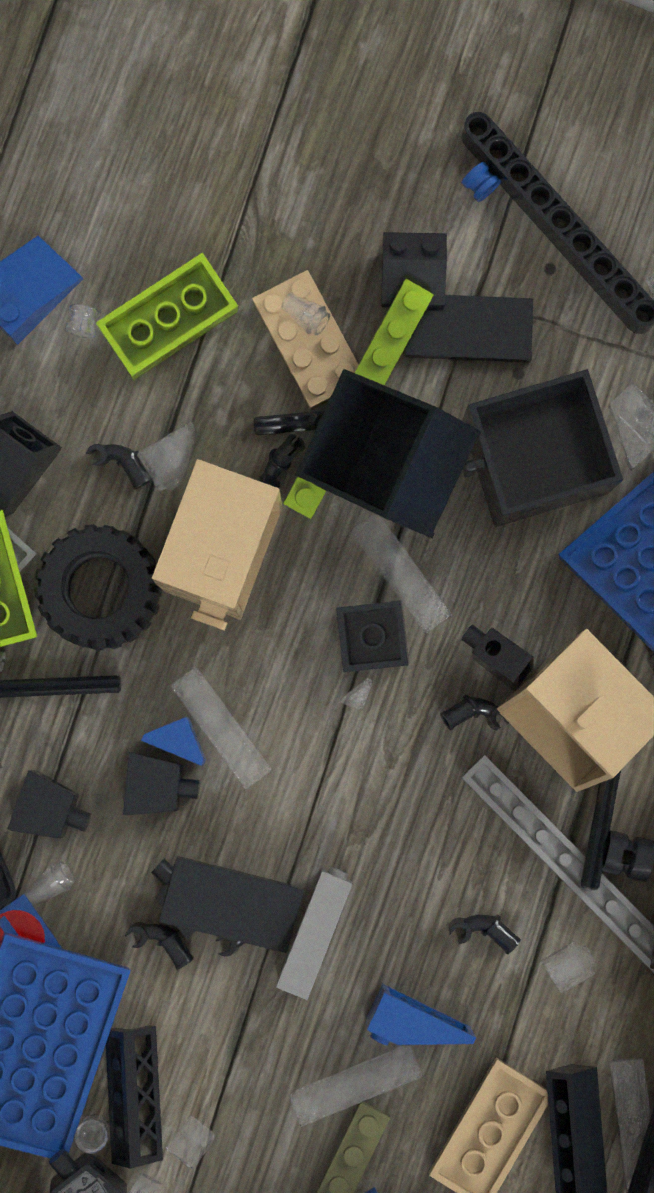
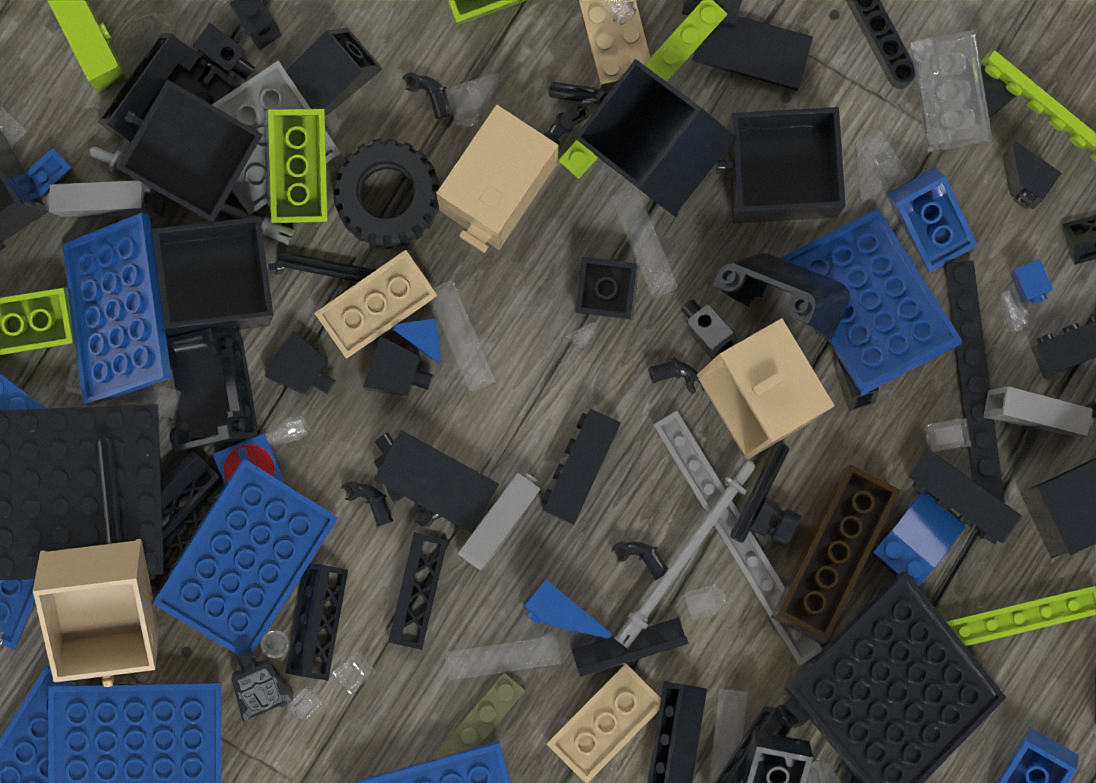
camera: 10 degrees right, 0 degrees up
(116, 715) = (376, 304): none -> tan plate
(227, 1033) = (407, 588): none -> black fence
(392, 845) = (581, 466): none -> black brick
(498, 1039) = (612, 653): none -> black fence
(499, 1005) = (638, 619): none -> light grey bar
(617, 591) = (815, 297): none -> black windscreen

